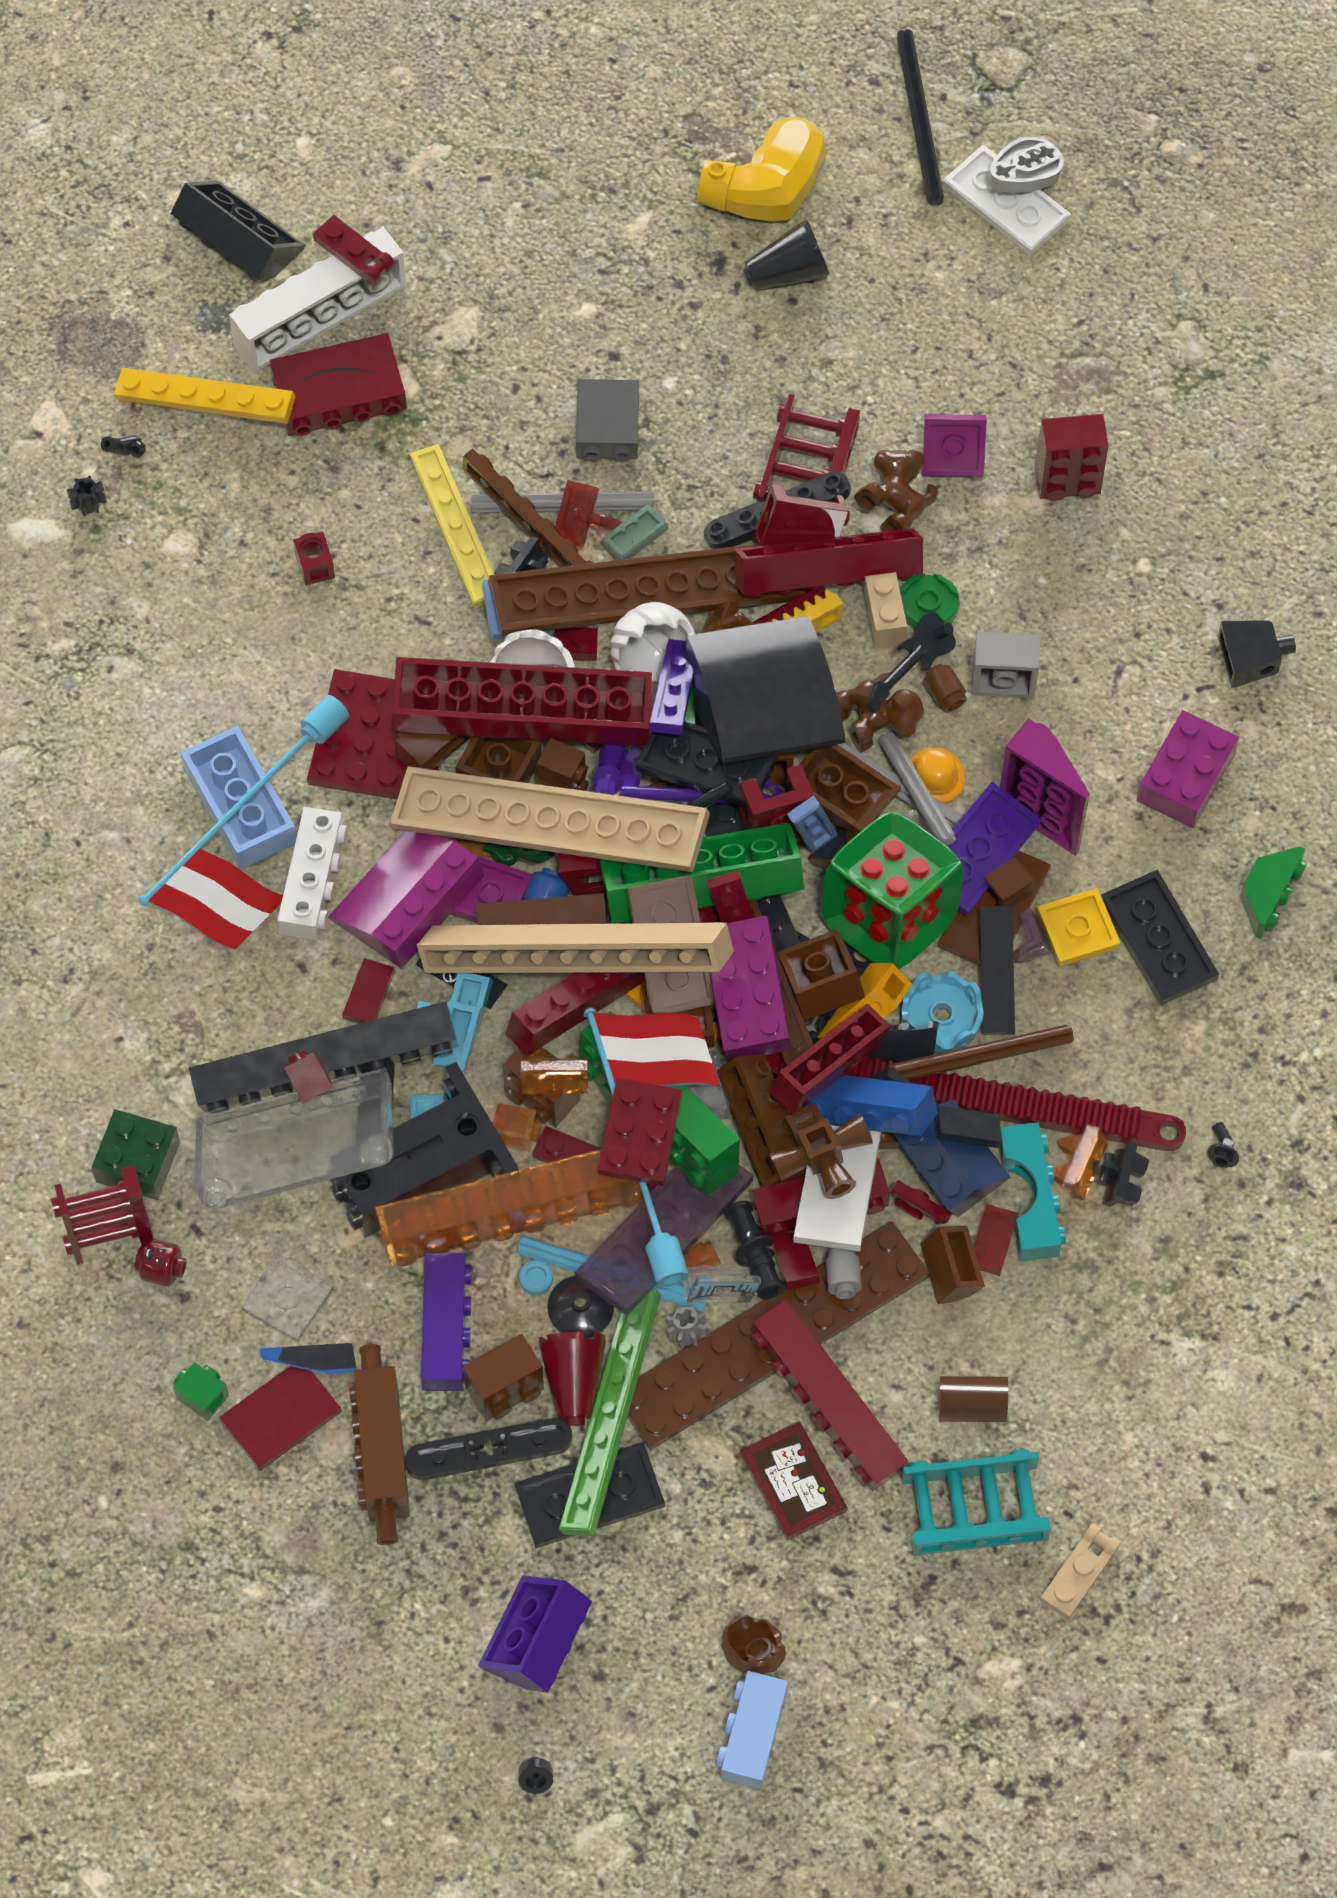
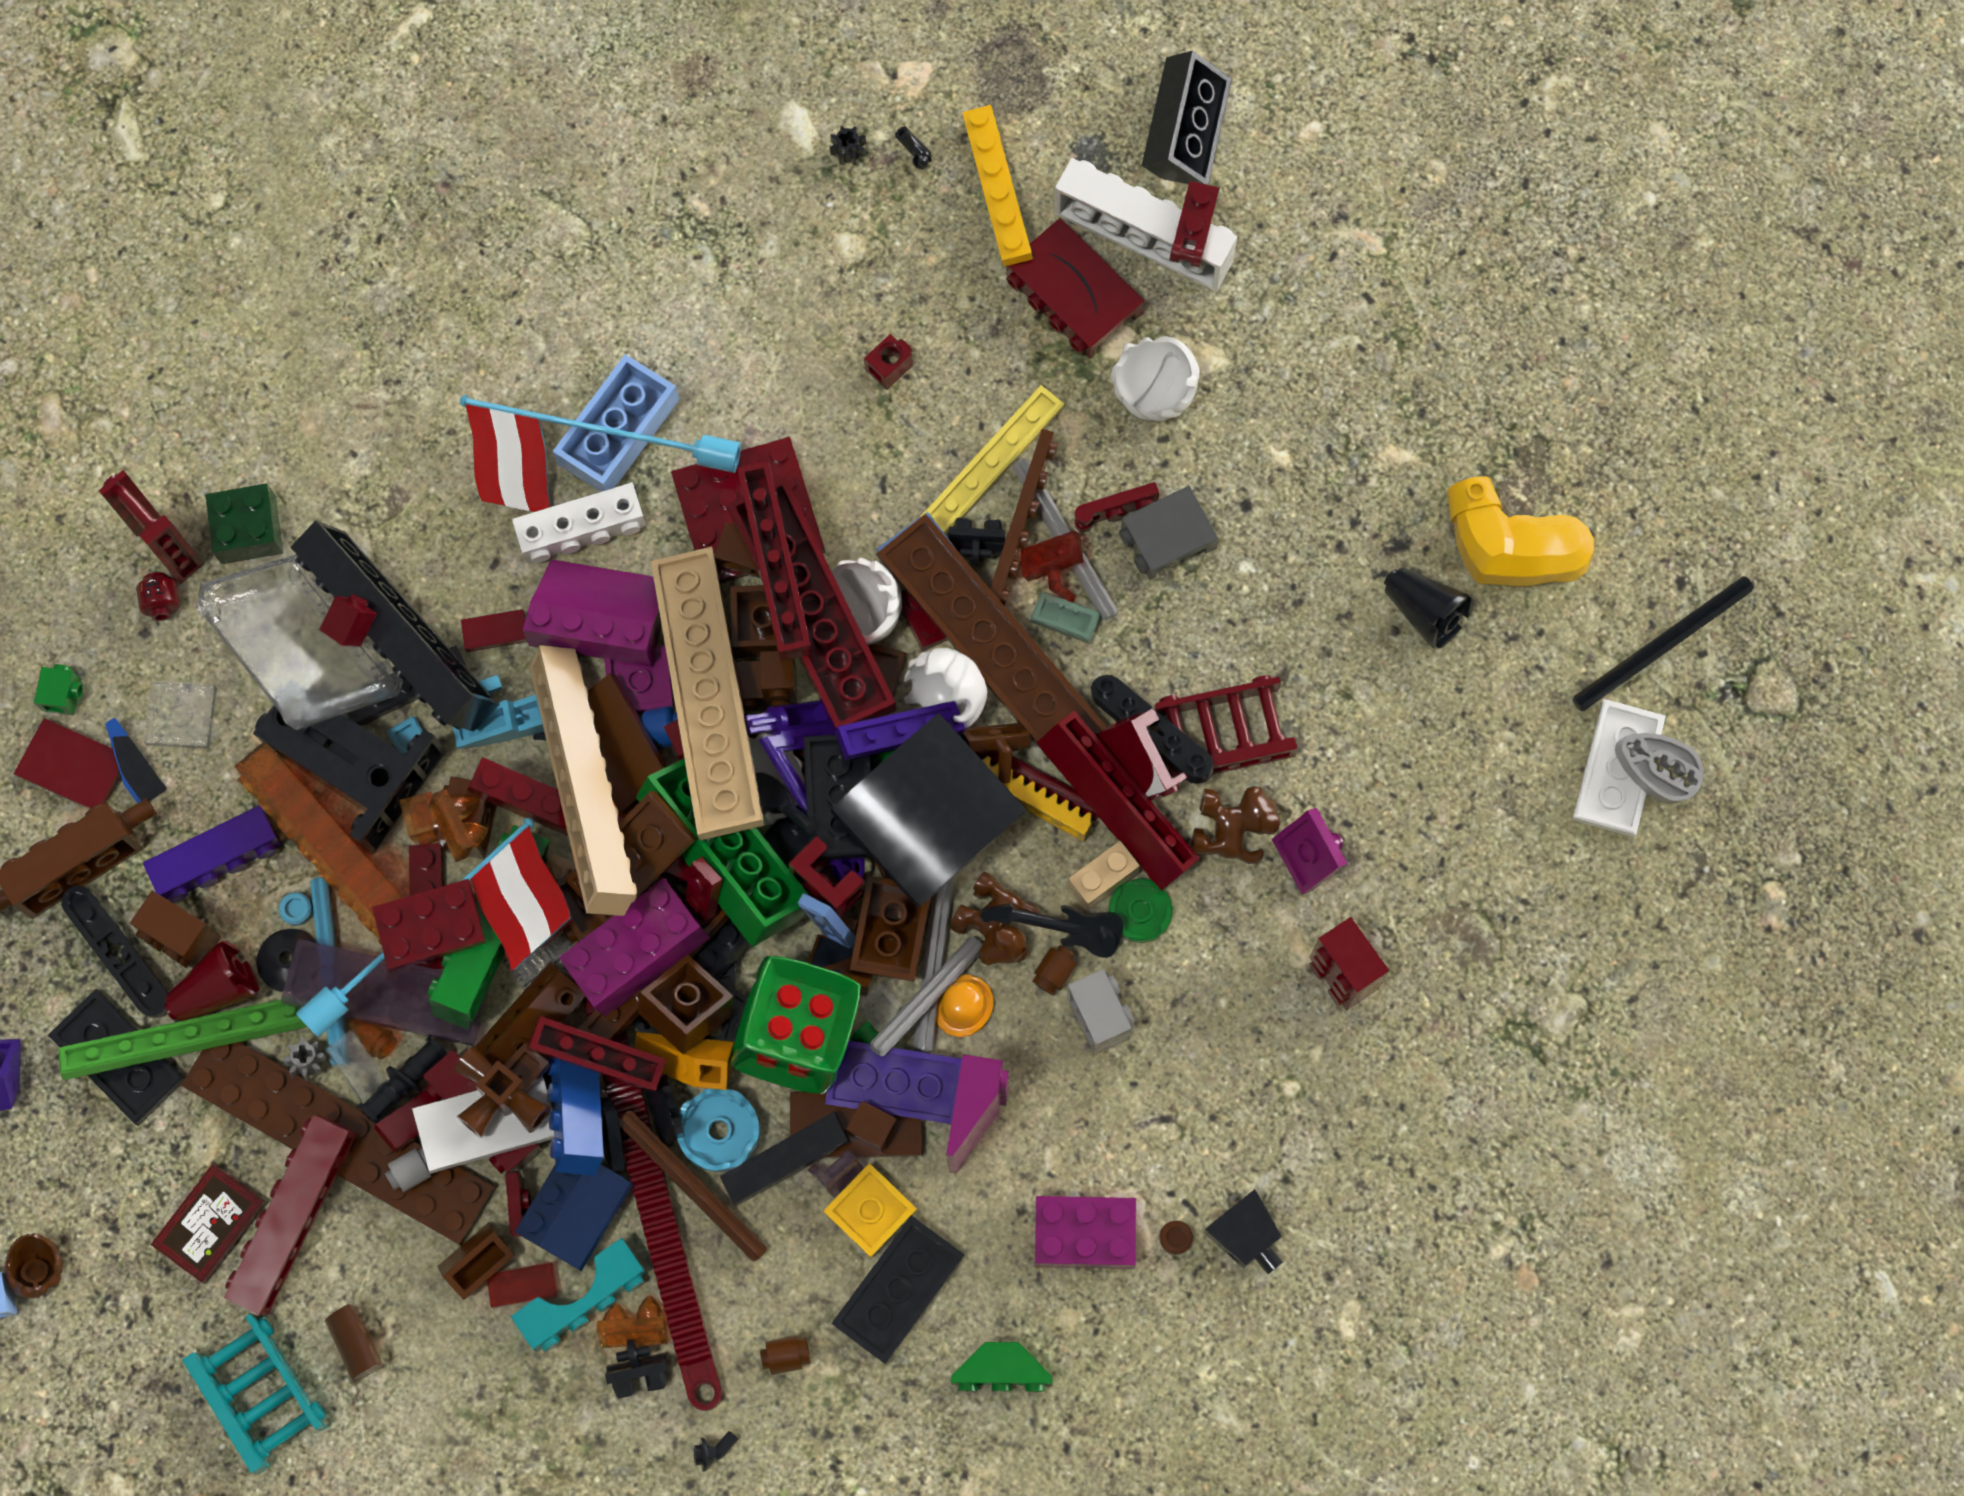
camera: 65 degrees right, 10 degrees up
(466, 355) = (1156, 378): none -> white piece
(475, 691) = (774, 561): none -> dark red brick
(559, 447) = (1114, 506): none -> dark red plate
(968, 1126) = (603, 1209): black tile -> none
(1170, 1049) = (785, 1355): none -> reddish brown brick
(1226, 708) = (1175, 1237): none -> reddish brown tile

